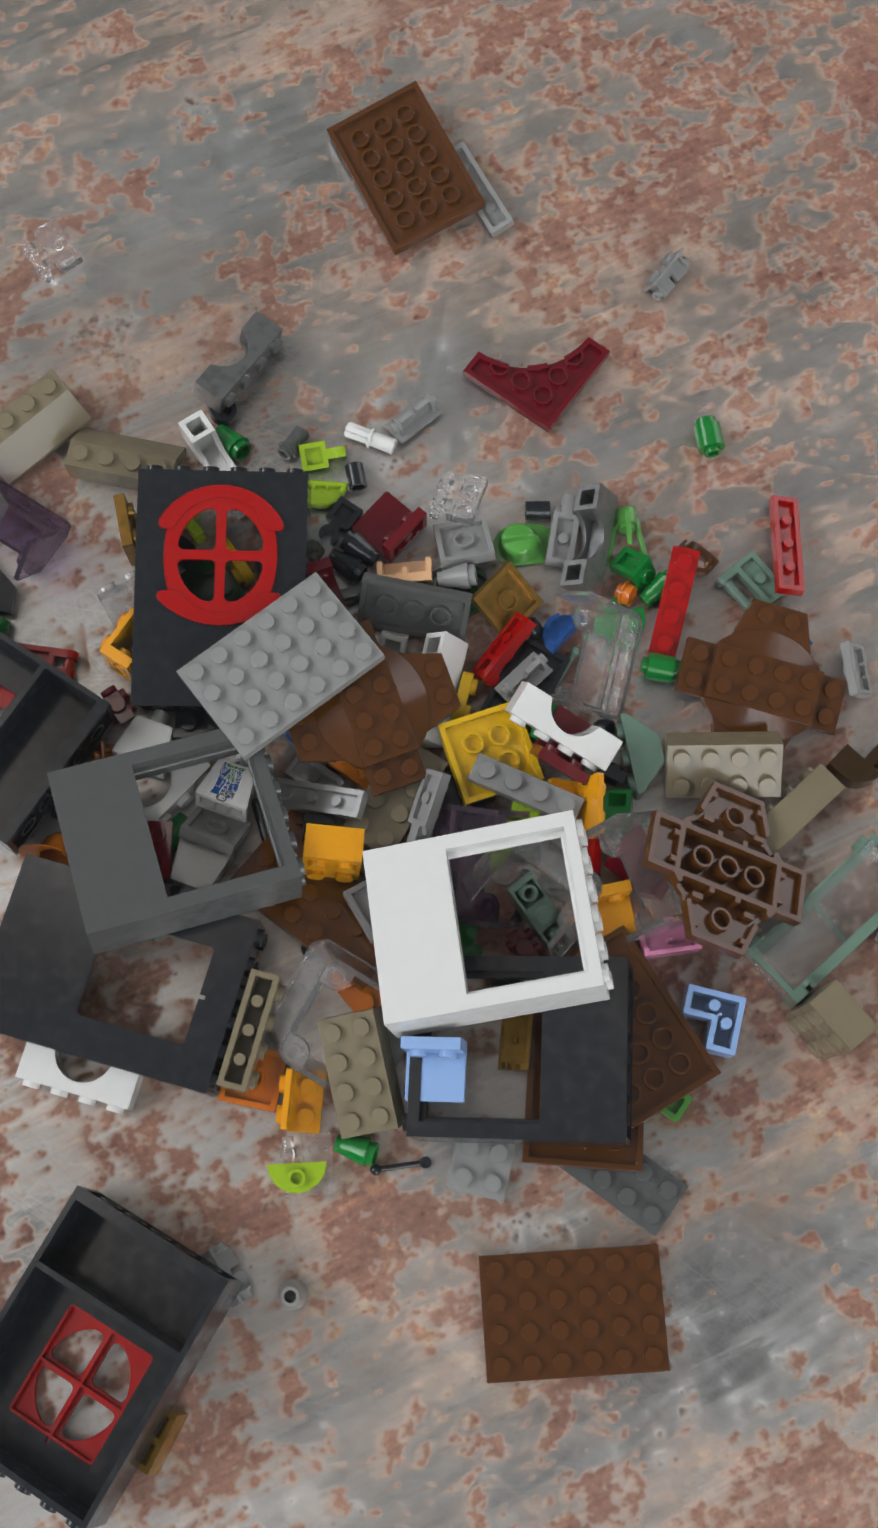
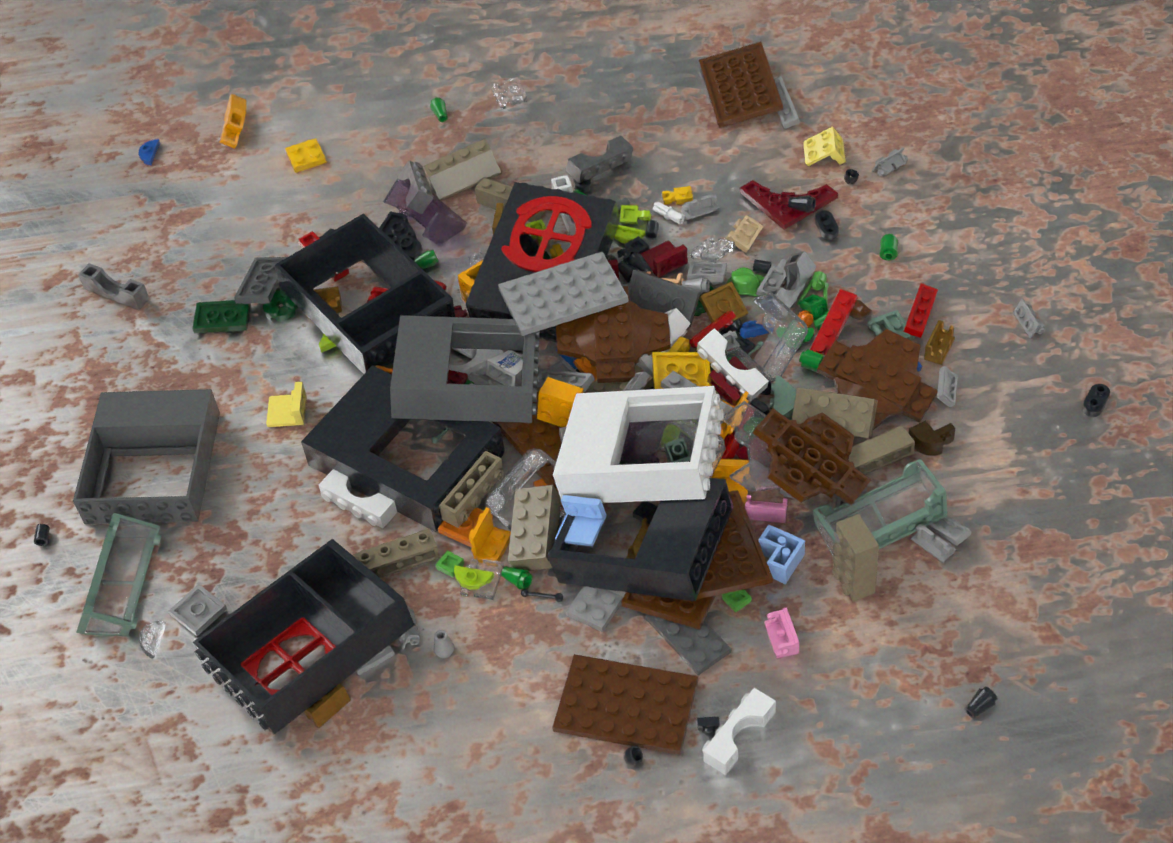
camera: 25 degrees right, 25 degrees down
(29, 611) = (426, 259): none -> green cone
(171, 1162) = (400, 553): none -> dark tan brick
(254, 1152) = (447, 563): none -> bright green plate
(377, 398) = (680, 195): none -> yellow plate
(494, 454) = (745, 233): none -> tan bracket
(563, 266) = (824, 145): none -> light yellow bracket
(567, 386) = (802, 203): none -> black cone
(610, 413) = (826, 225): none -> black plate
(610, 1397) = (633, 755): none -> black hinge
(622, 313) = (854, 176): none -> black hinge
(695, 1319) = (708, 724): none -> black plate
(725, 1355) = (754, 710): none -> white arch
(749, 1145) = (782, 633): none -> bright pink hinge
(824, 595) = (939, 343): none -> pearl gold hinge

